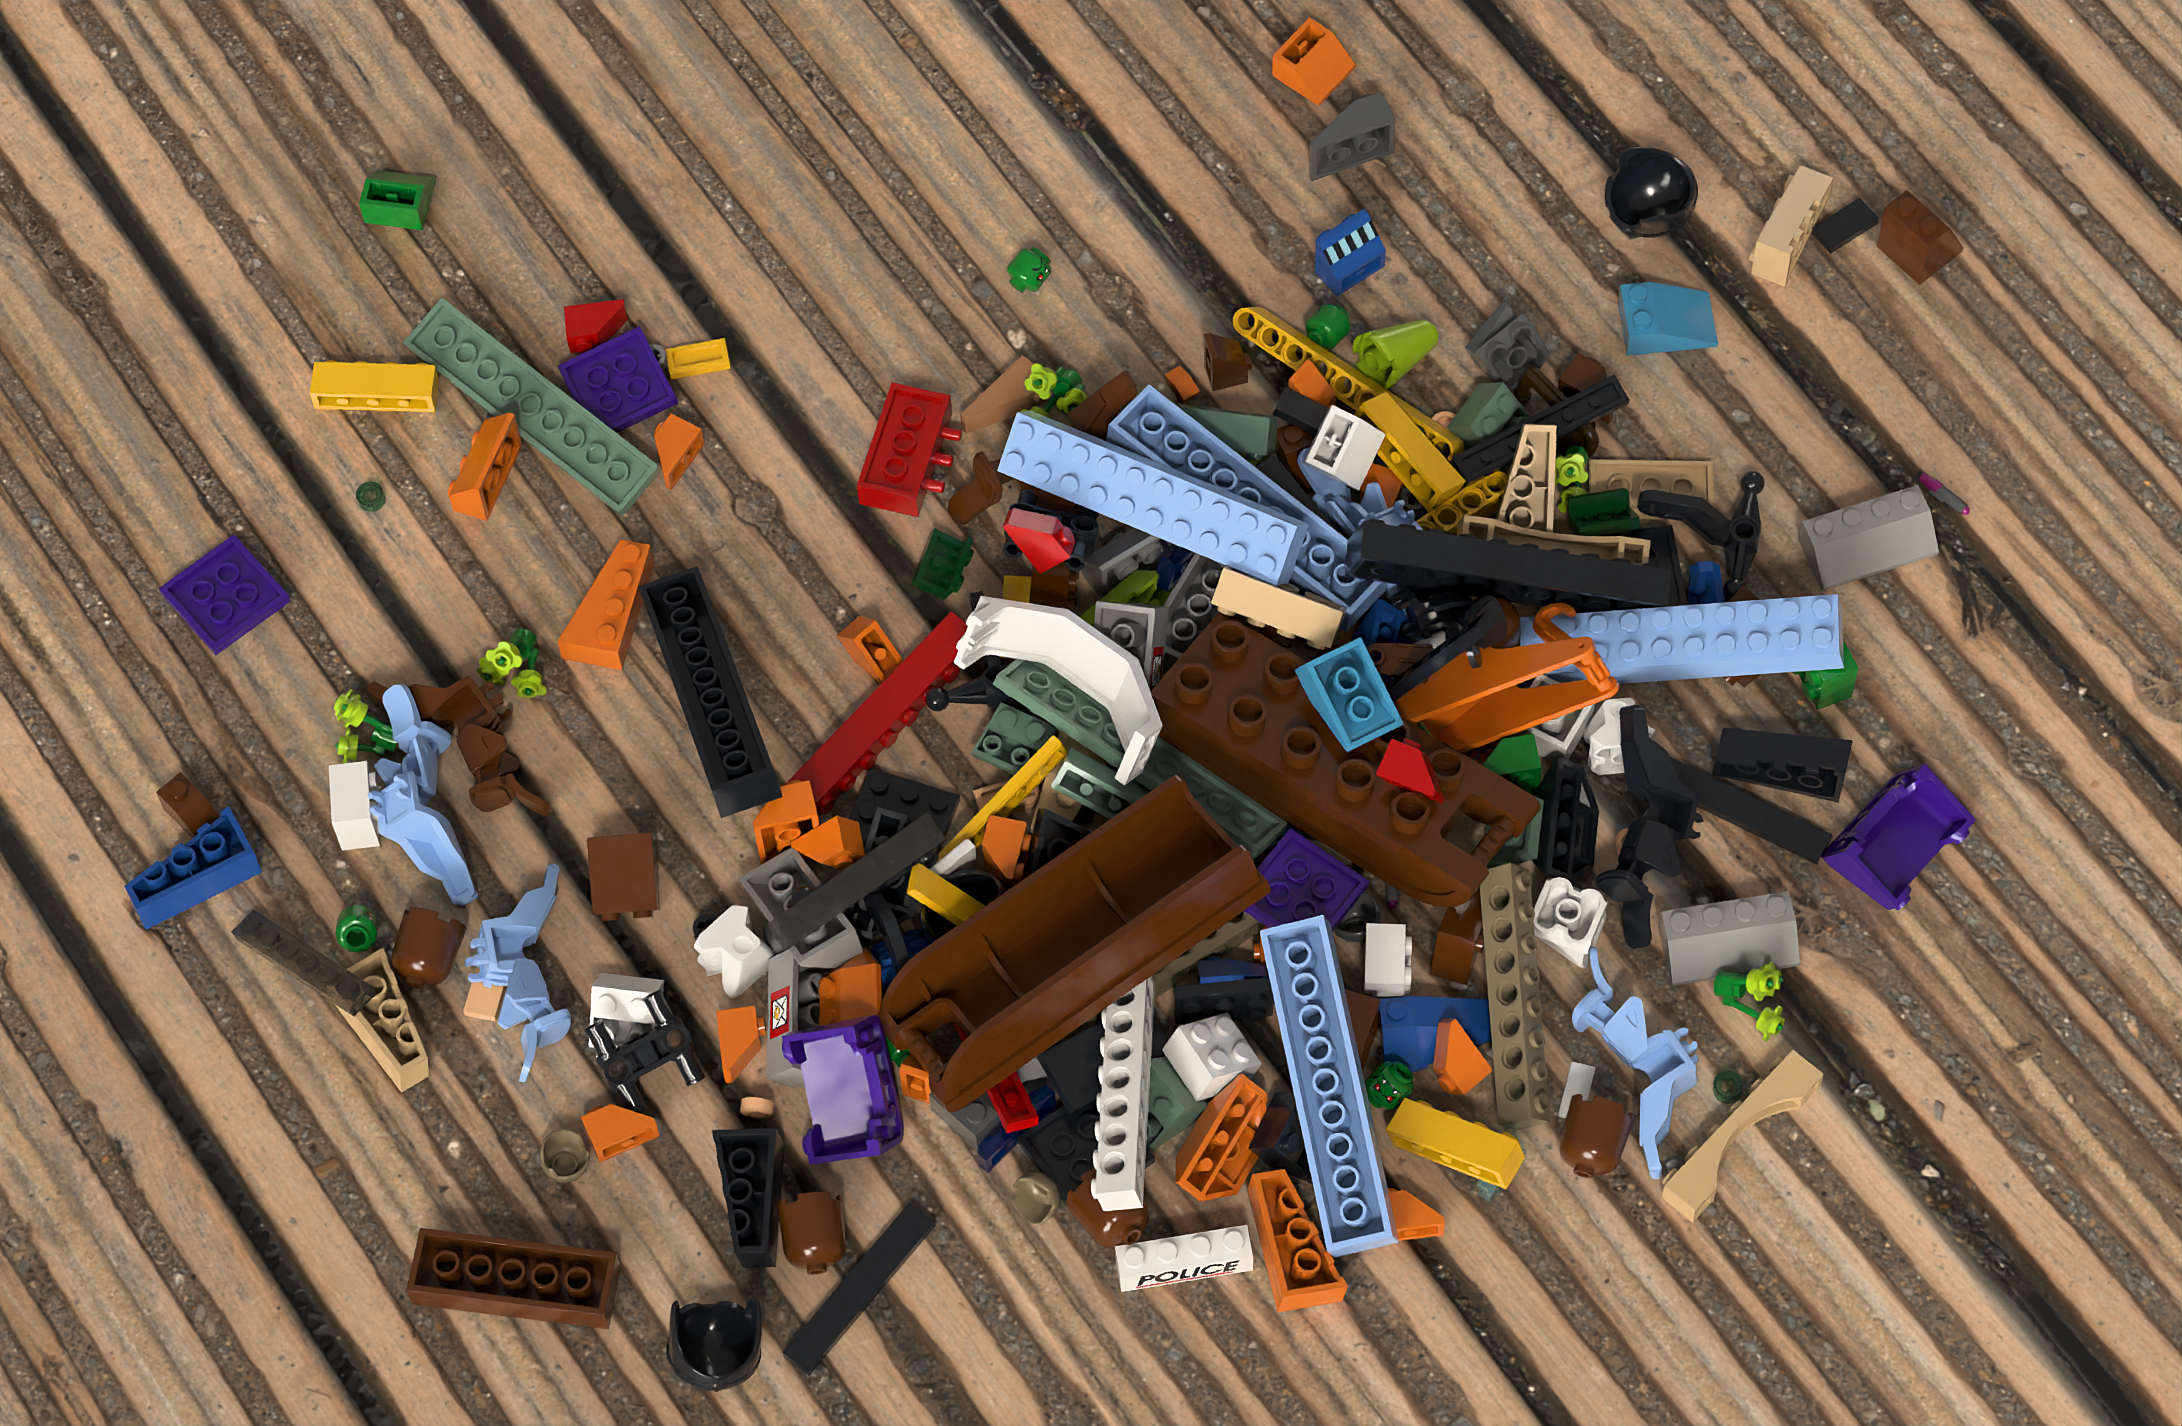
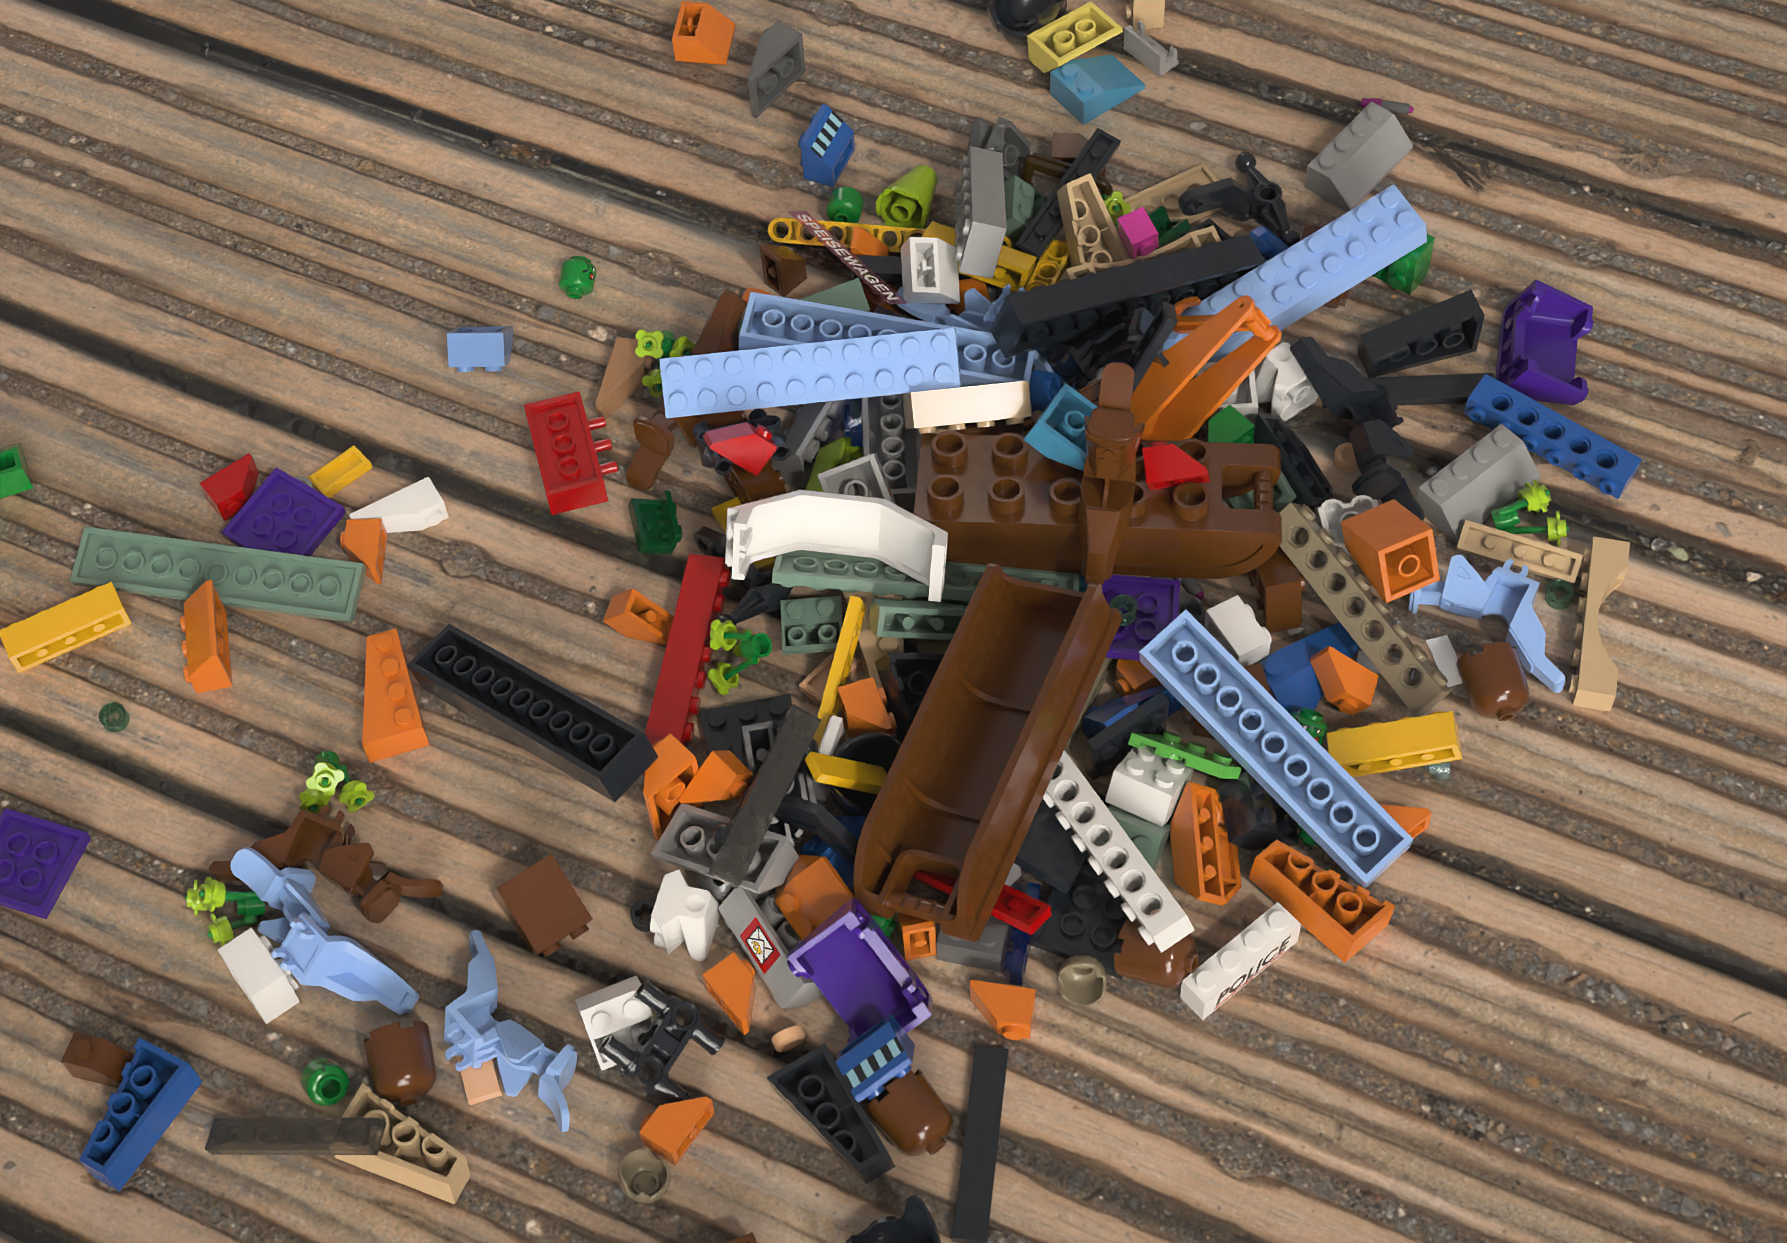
camera: 30 degrees left, 5 degrees down
(733, 430) = (407, 509): none -> white slope
(810, 1165) = (876, 1058): none -> blue slope
(896, 296) = (479, 347): none -> medium blue slope
(945, 734) = (749, 647): none -> plant
(957, 1186) = (1005, 1007): none -> orange slope
(1264, 1050) = (1170, 746): none -> bright green wing
(1277, 389) = (848, 257): none -> clear pink sticker
(1289, 872) = (1130, 605): none -> clear green bush
(1337, 754) = (1108, 473): none -> reddish brown piece
(1428, 408) = (979, 212): none -> light grey brick
(1567, 511) = (1137, 233): none -> dark pink slope
(1575, 959) = (1392, 549): none -> orange slope
(1670, 255) = (1070, 36): none -> light yellow slope
(1718, 1026) = (1537, 556): none -> tan plate
(1747, 307) = (1148, 50): none -> light grey hinge
(1804, 856) = (1565, 435): none -> blue brick

